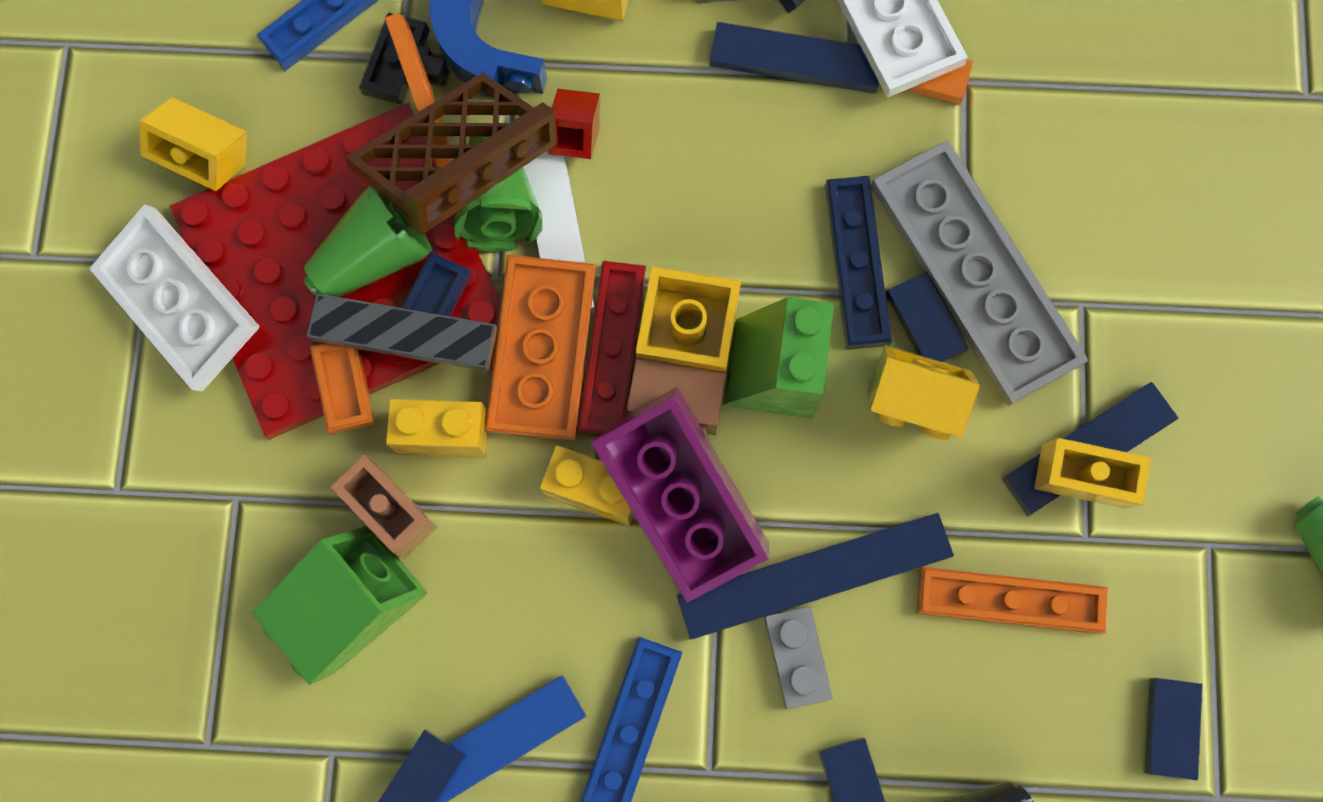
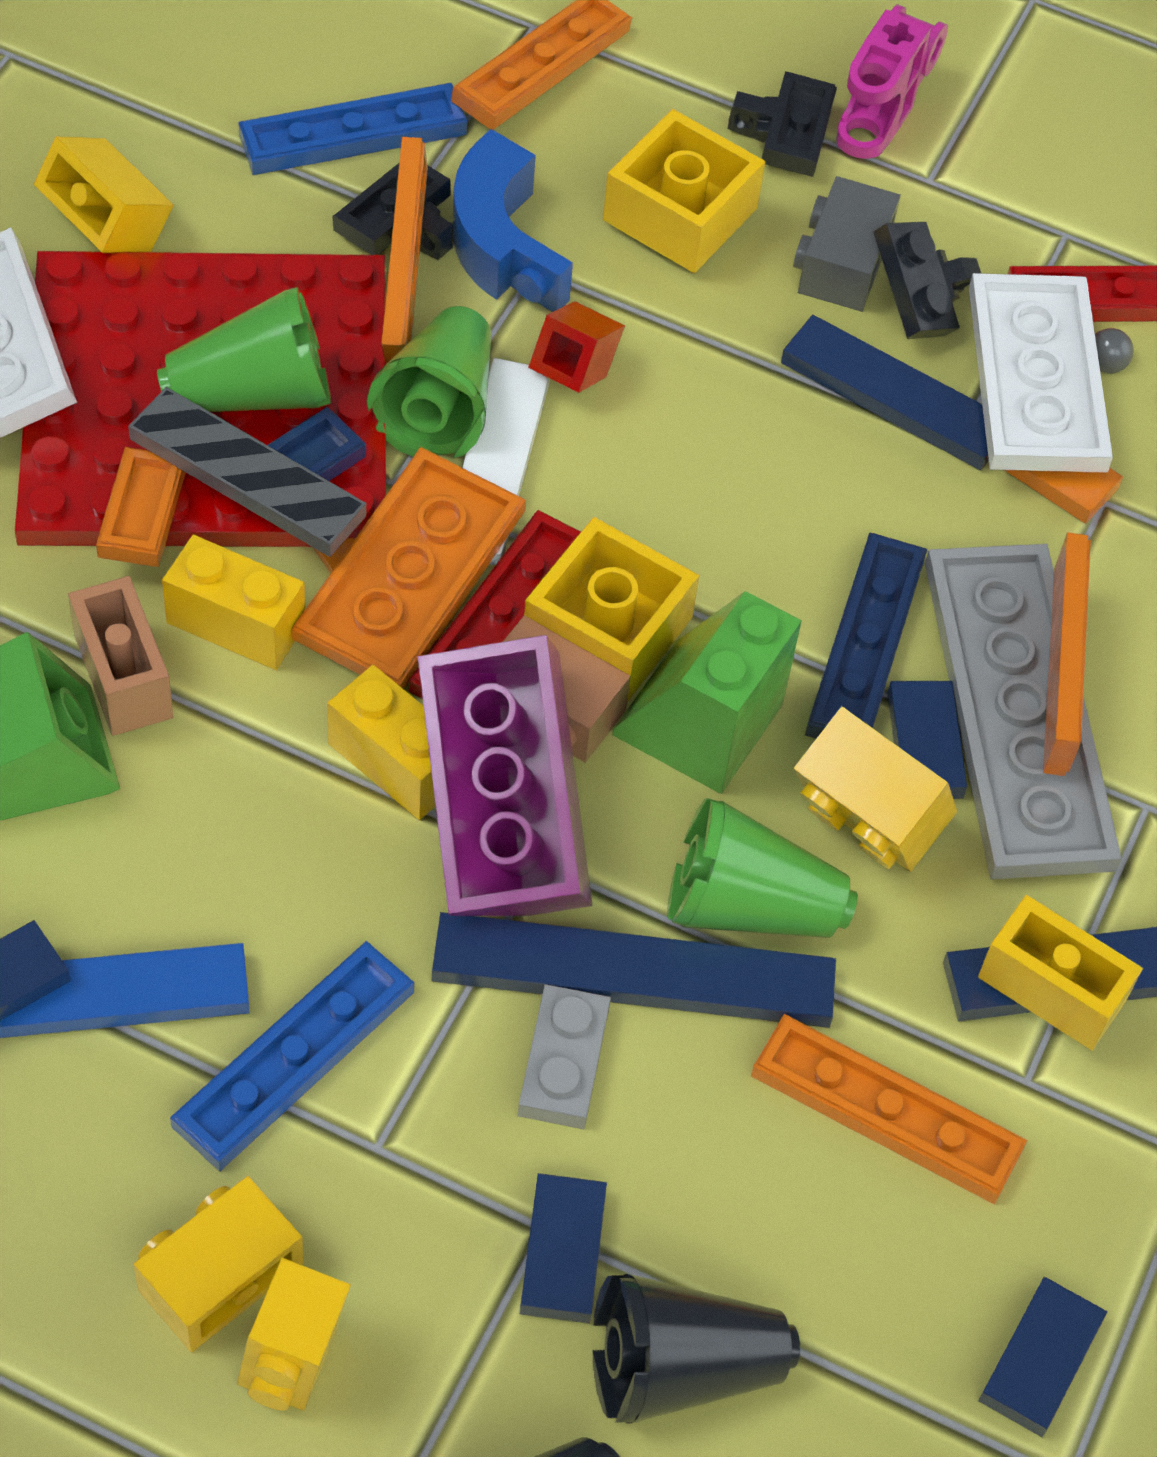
camera: 15 degrees right, 20 degrees down
(476, 167) = (407, 319): reddish brown fence -> none
(866, 487) = (755, 880): none -> bright green cone
(1000, 227) = (1067, 655): none -> orange tile

